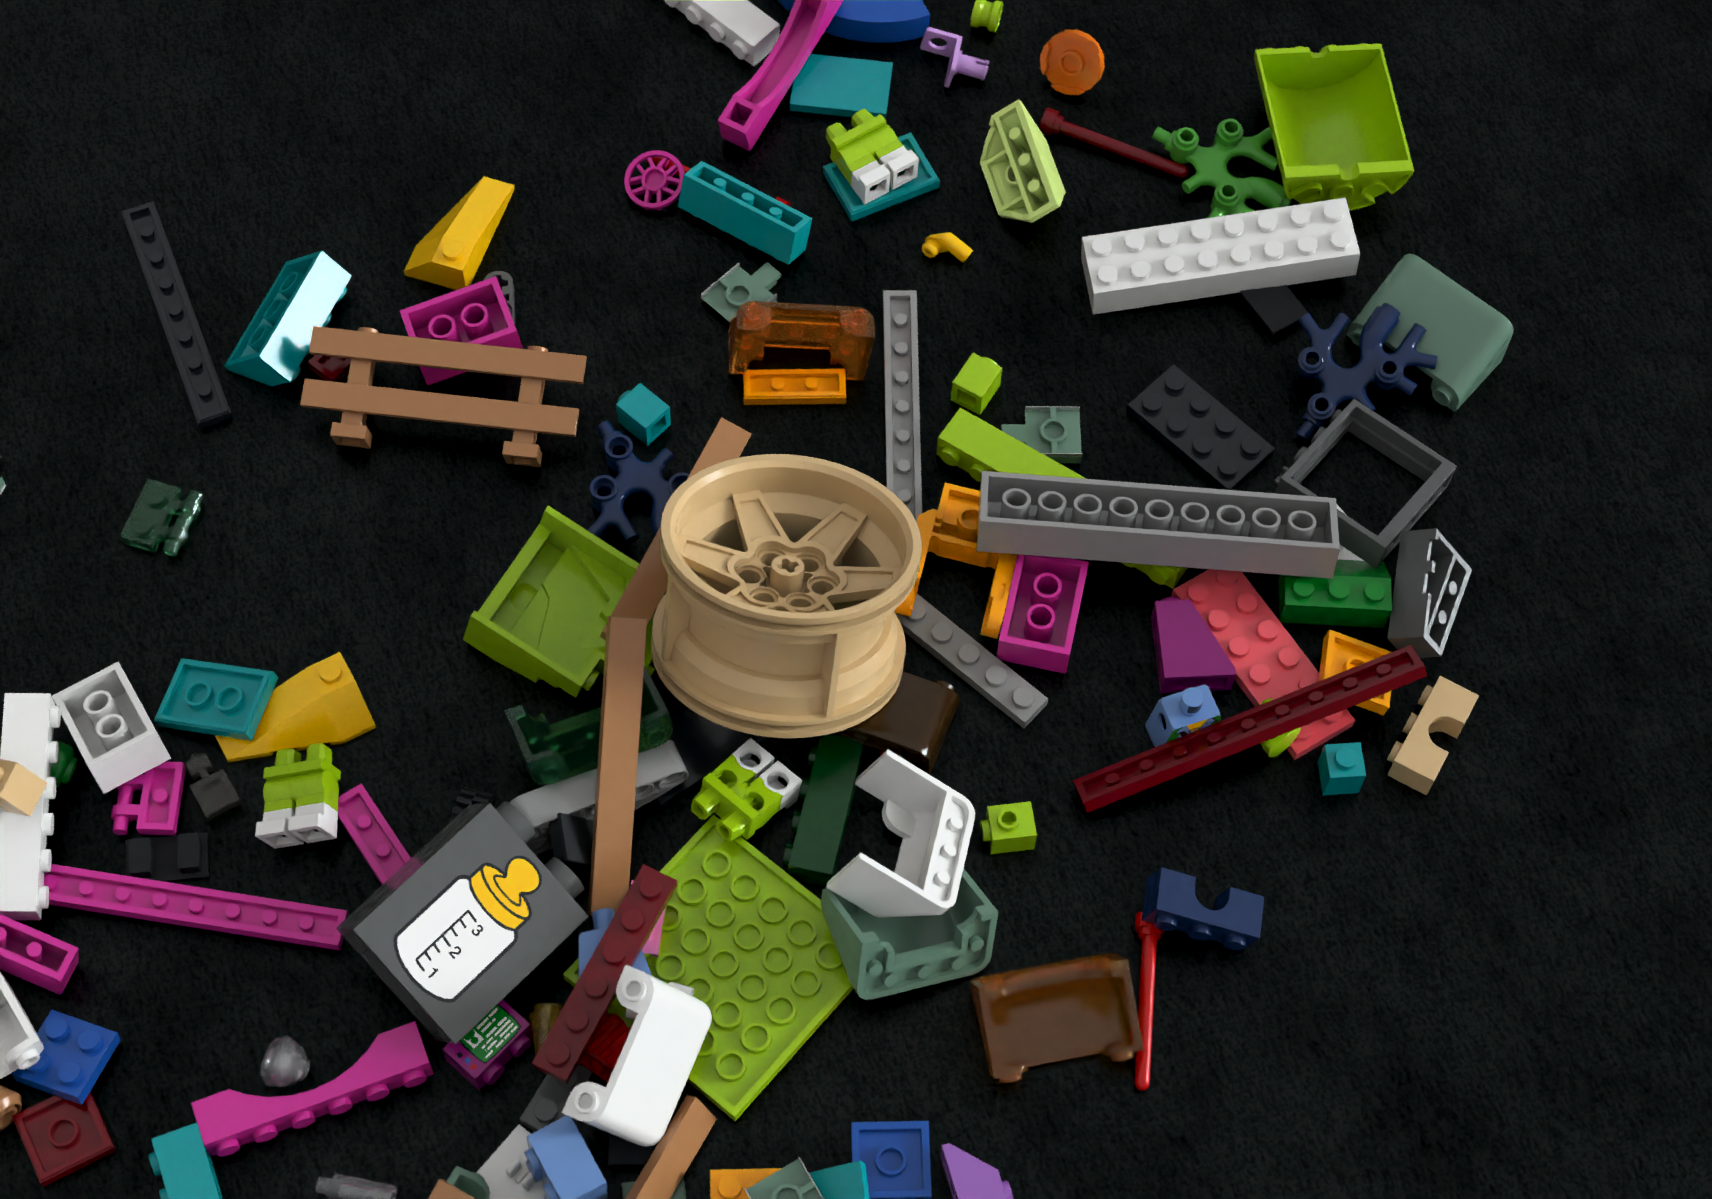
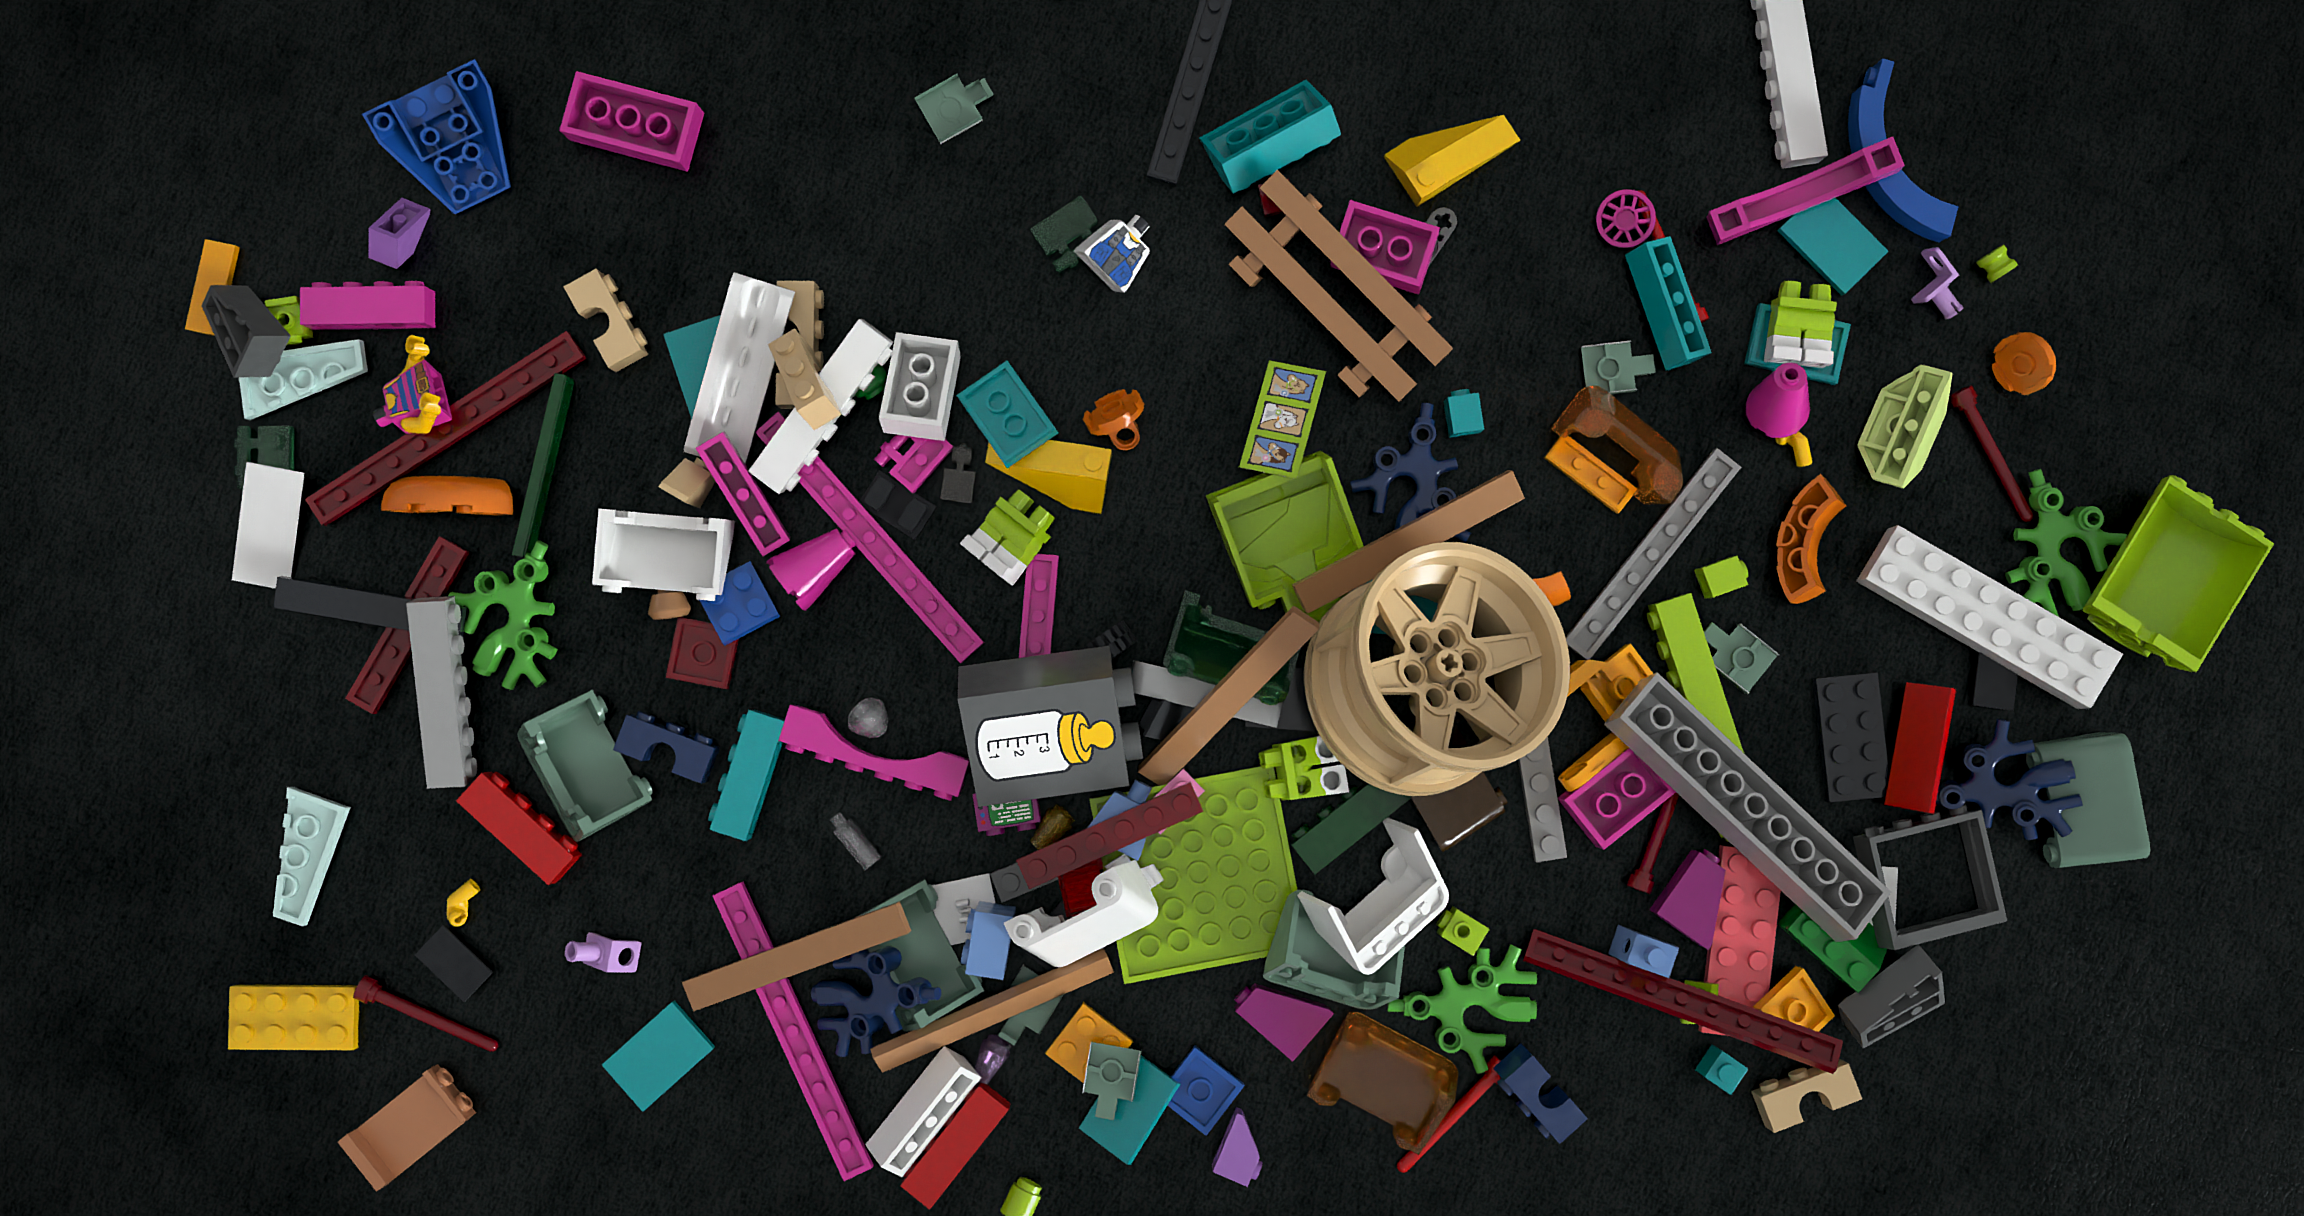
camera: 40 degrees right, 25 degrees up
(118, 961) = (812, 565): none -> dark pink cone
(217, 497) = (1116, 252): none -> torso
(322, 626) = (1115, 413): none -> orange tile
(482, 525) = (1282, 419): none -> sticker
(901, 214) = (1780, 402): none -> dark pink cone
(910, 1031) = (1282, 1017): none -> magenta slope
(1011, 305) = (1800, 539): none -> orange brick
(1055, 888) = (1455, 998): none -> bright green plant
(1129, 668) = (1642, 878): none -> dark red piece
(1260, 389) = (1920, 747): none -> red brick

